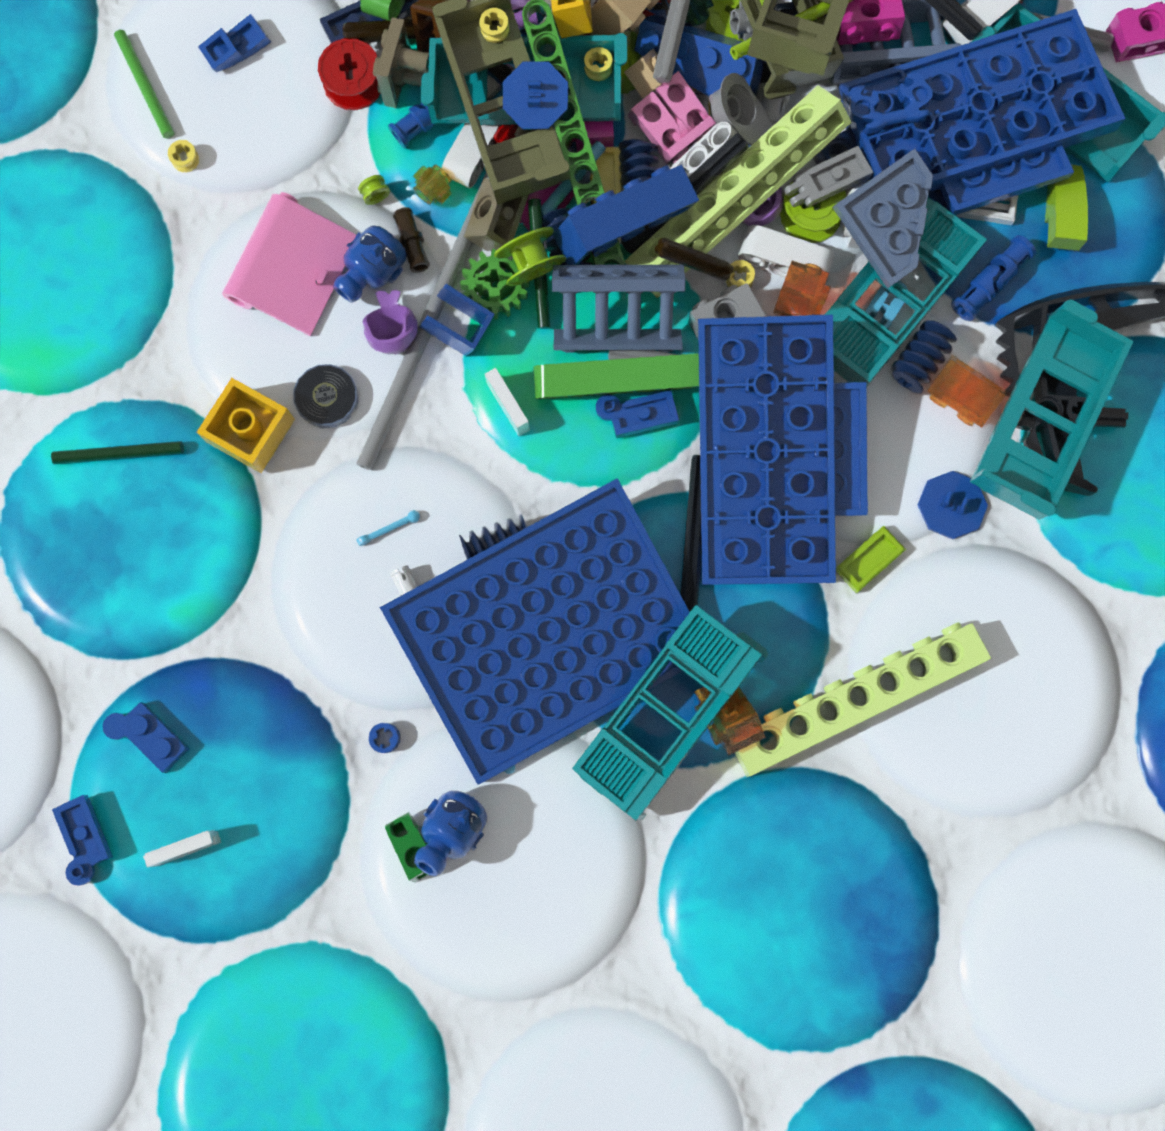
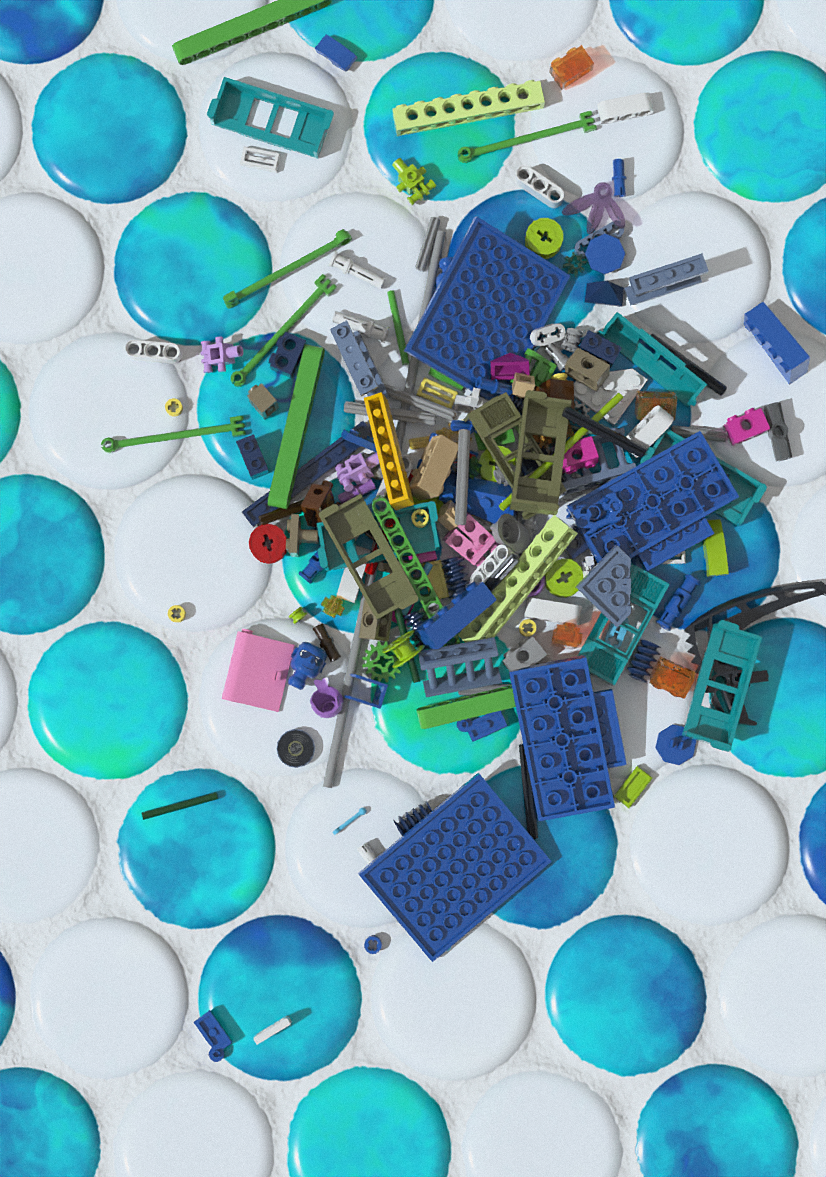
camera: 15 degrees left, 5 degrees up
(144, 84) = (141, 571): bright green bar -> none
(147, 734) = (236, 968): blue hinge -> none
(232, 47) = (191, 535): blue slope -> none
(246, 425) = (254, 778): yellow brick -> none
(406, 841) = (401, 1004): green leg -> none
(450, 830) = (422, 991): blue piece -> none
(493, 14) = (351, 517): light yellow bush -> none
(507, 402) = (404, 733): white tile -> none
(535, 95) = (388, 553): blue piece -> none
(693, 259) = (499, 630): dark brown axle -> none
(711, 657) = (551, 867): teal piece -> none
(735, 724) = (567, 896): clear orange brick -> none
(829, 178) = (570, 564): light grey hinge -> none
(967, 653) = (619, 894): yellowish green brick -> none

